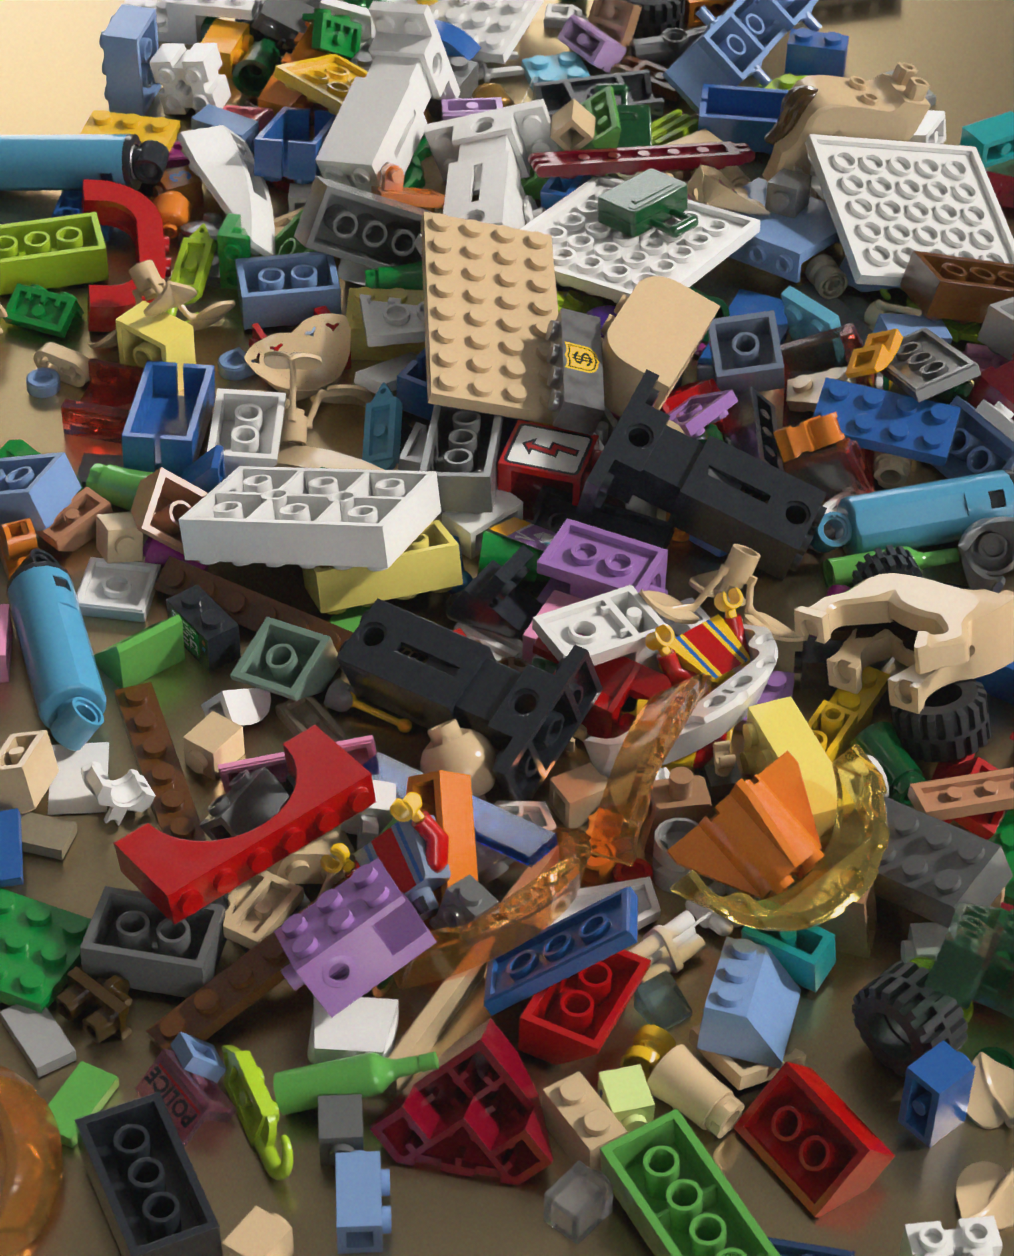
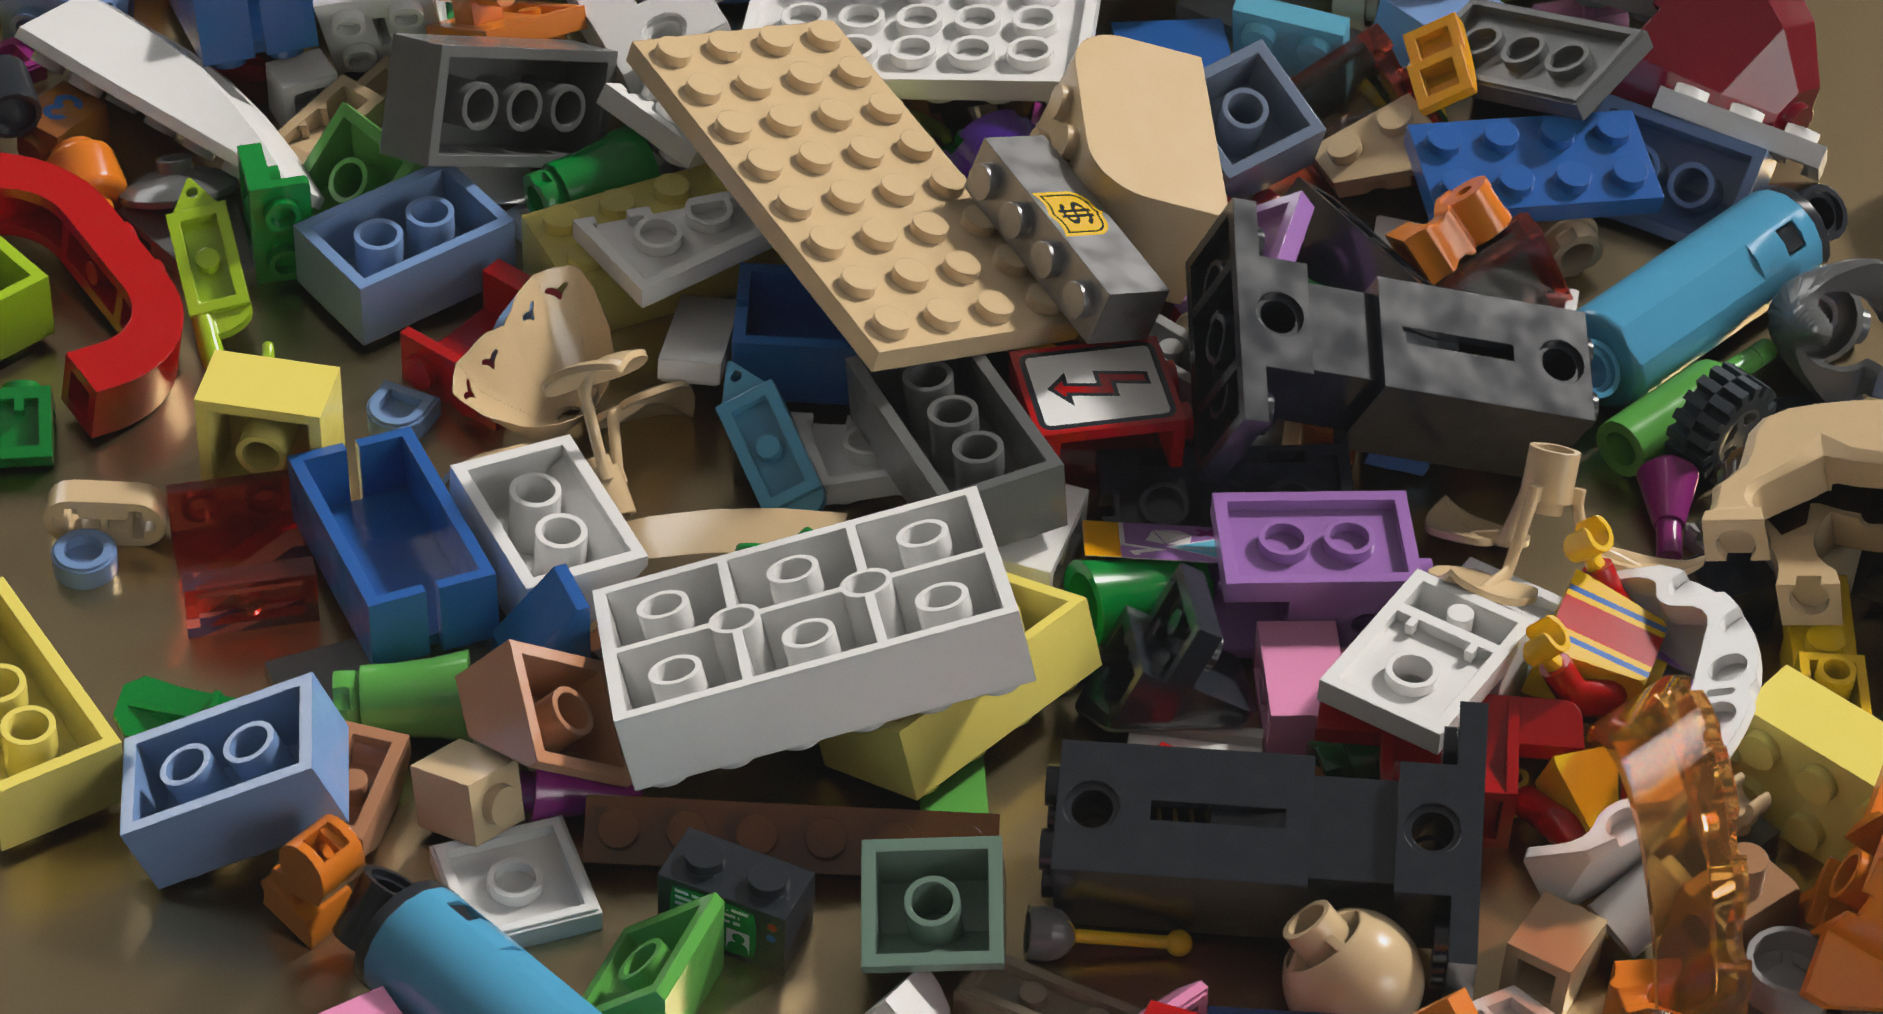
camera: 30 degrees left, 0 degrees up
(168, 296) = (204, 317): tan plant -> none

